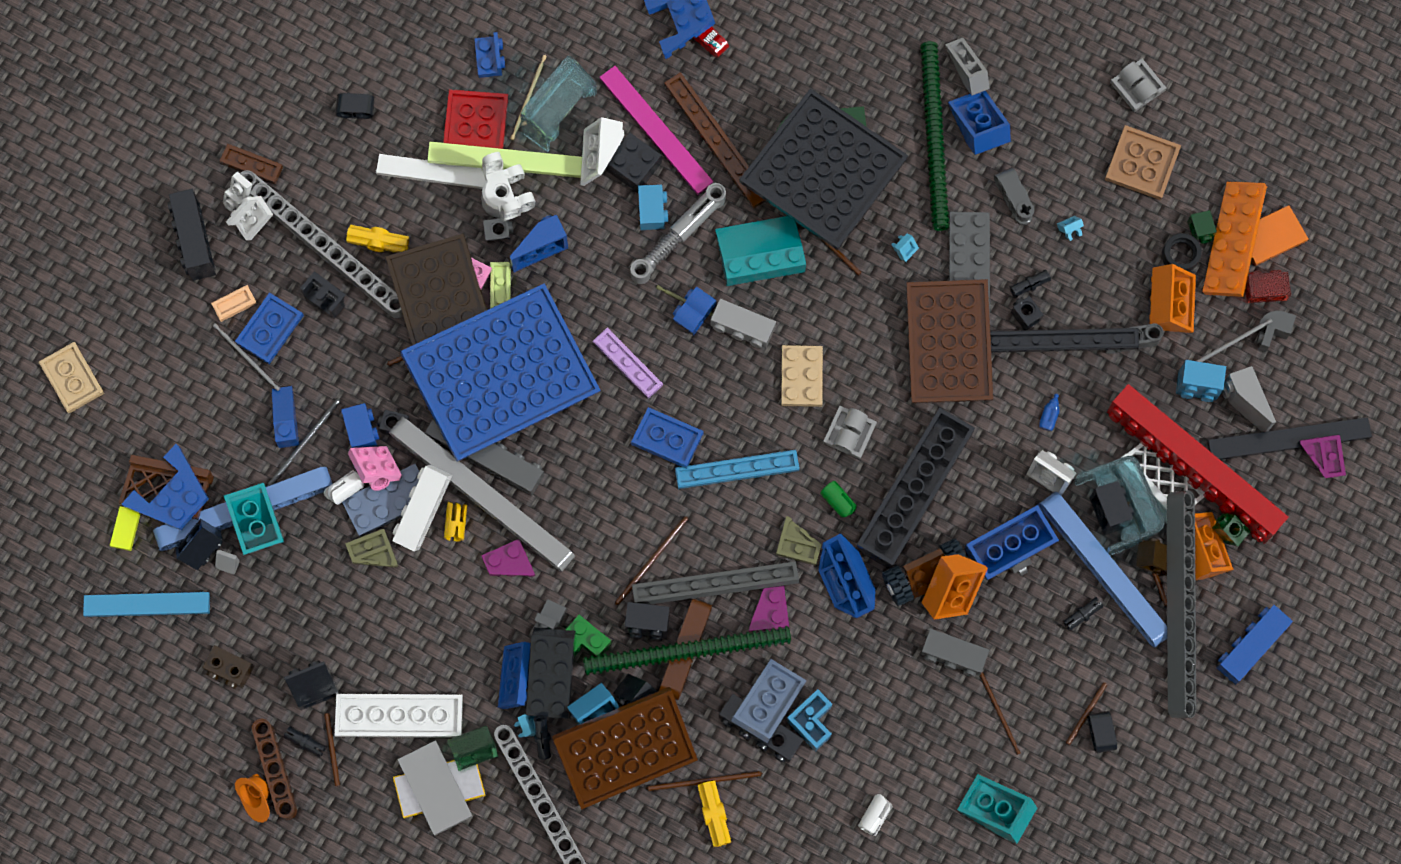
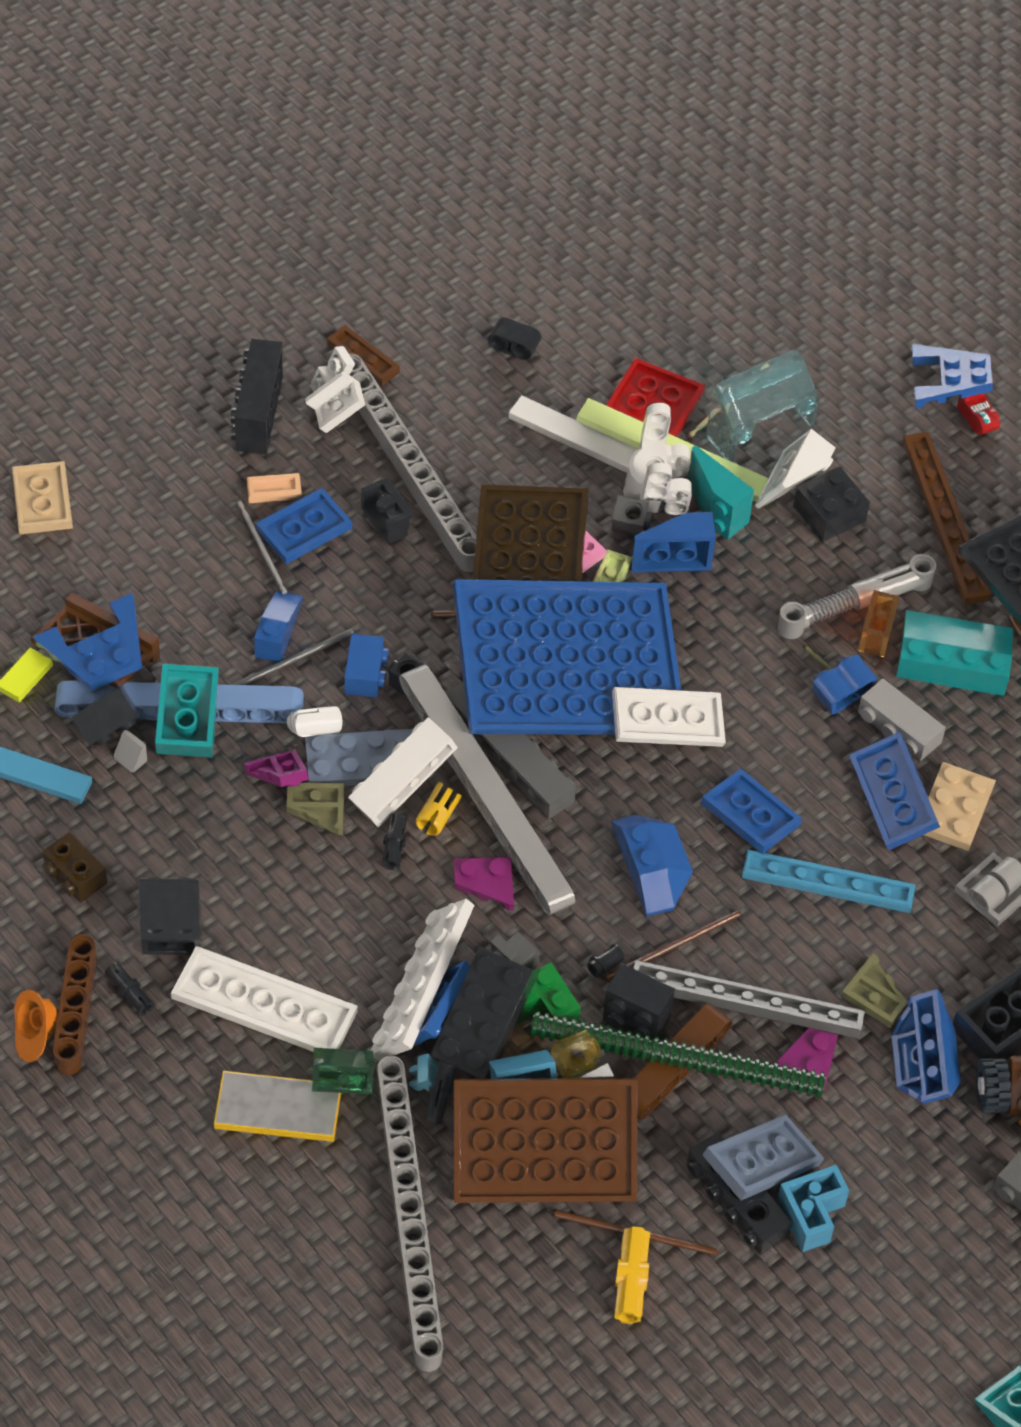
camera: 20 degrees right, 20 degrees down
(332, 749) = (159, 1013): reddish brown axle -> none
(335, 535) = (279, 769): none -> magenta wing
(375, 466) = (365, 708): bright pink plate -> none
(377, 239) = (470, 474): yellow piece -> none
(435, 557) = (394, 841): none -> black pin
(435, 788) = (272, 1102): light grey tile -> none
(488, 56) = (698, 343): blue bracket -> none
(497, 660) = (421, 979): none -> white plate
(558, 192) = (720, 493): none -> teal slope
(585, 388) = (668, 717): none -> white tile
(611, 592) = (600, 964): none -> black pin
(615, 501) = (654, 861): none -> blue wedge
(621, 679) = (568, 1063): none -> clear yellow brick
(627, 363) = (736, 716): lavender tile -> none
(651, 207) = (834, 558): dark azure brick -> none
(656, 130) = (872, 482): dark pink tile -> none
(701, 252) = (878, 623): none -> clear orange brick
(758, 384) = (894, 791): none -> blue plate
(838, 499) = (950, 960): green arm -> none
(875, 815) = (855, 1360): white arm -> none

